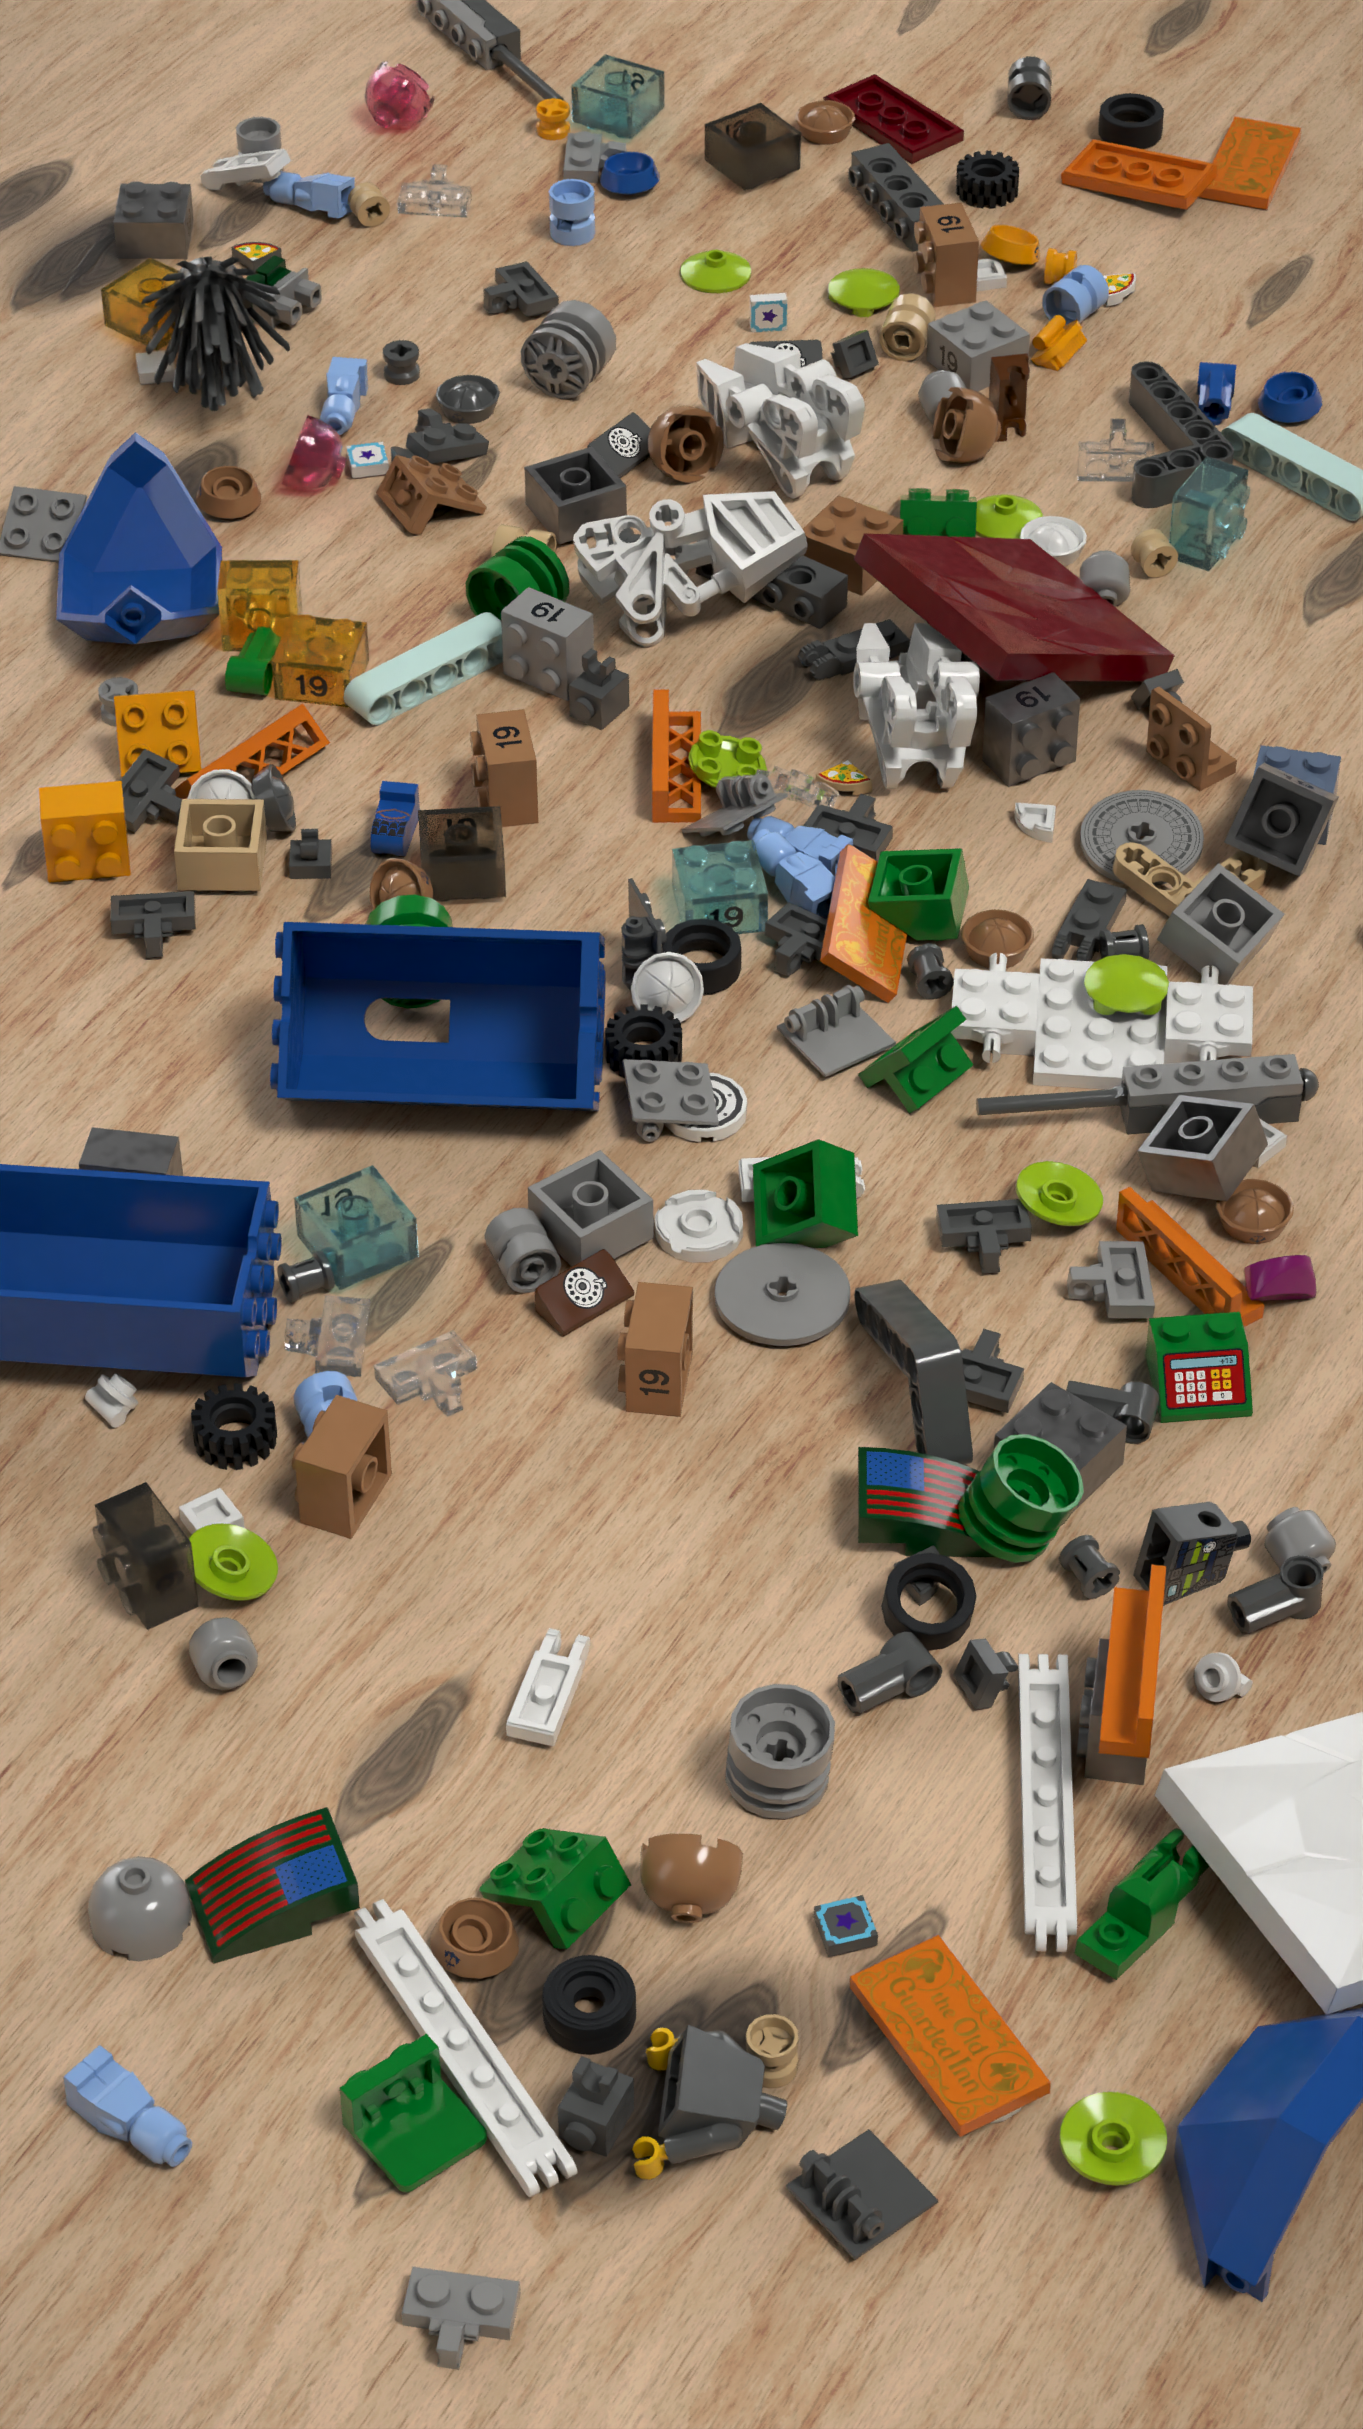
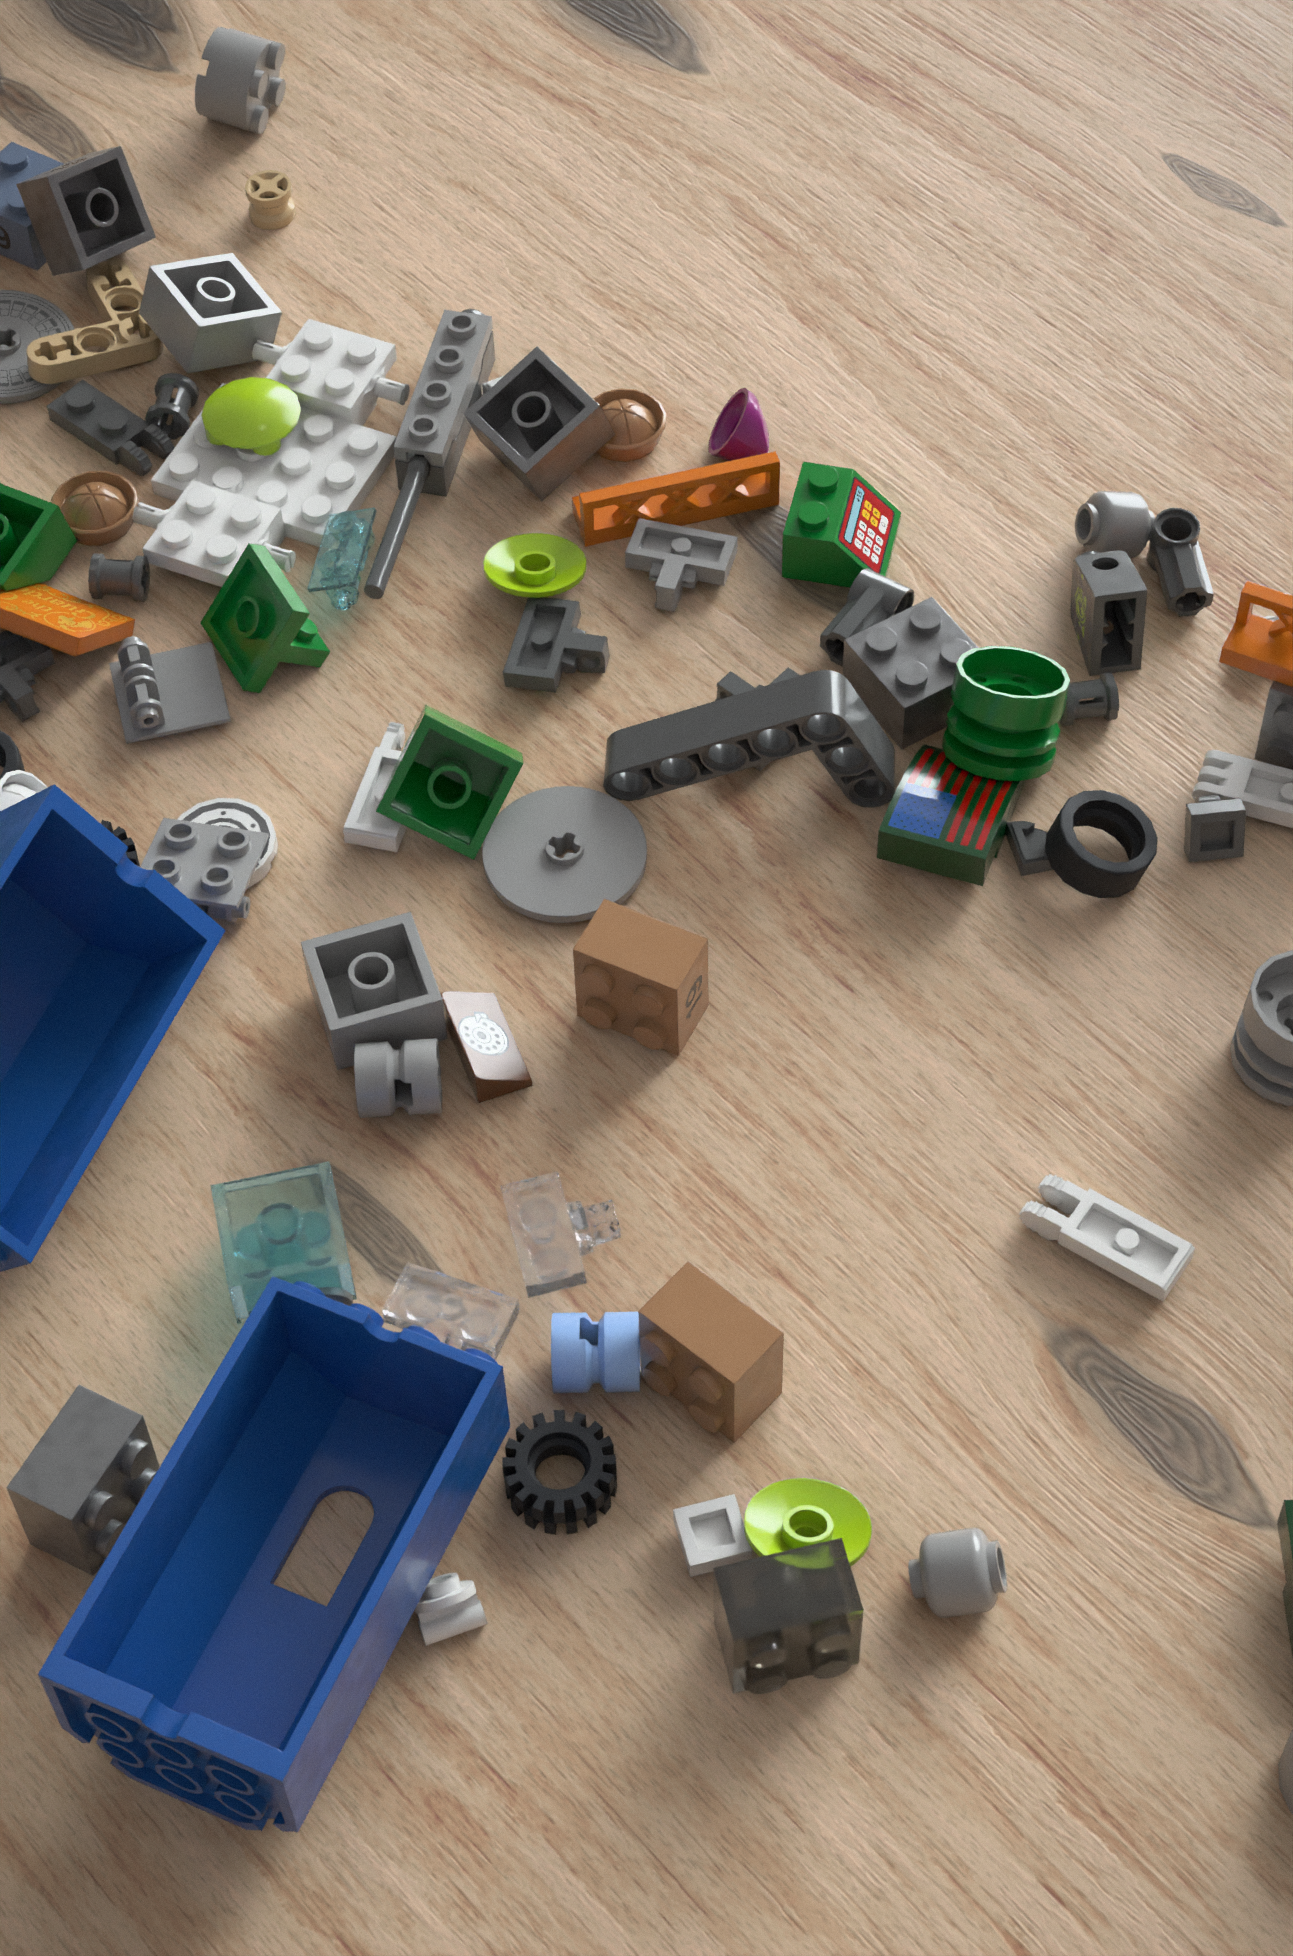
camera: 70 degrees left, 10 degrees up
(698, 1226) = (426, 889): white tile -> none
(899, 1668) = (1184, 900): dark grey piece -> none
(1028, 1079) = (343, 555): none -> clear light blue hinge

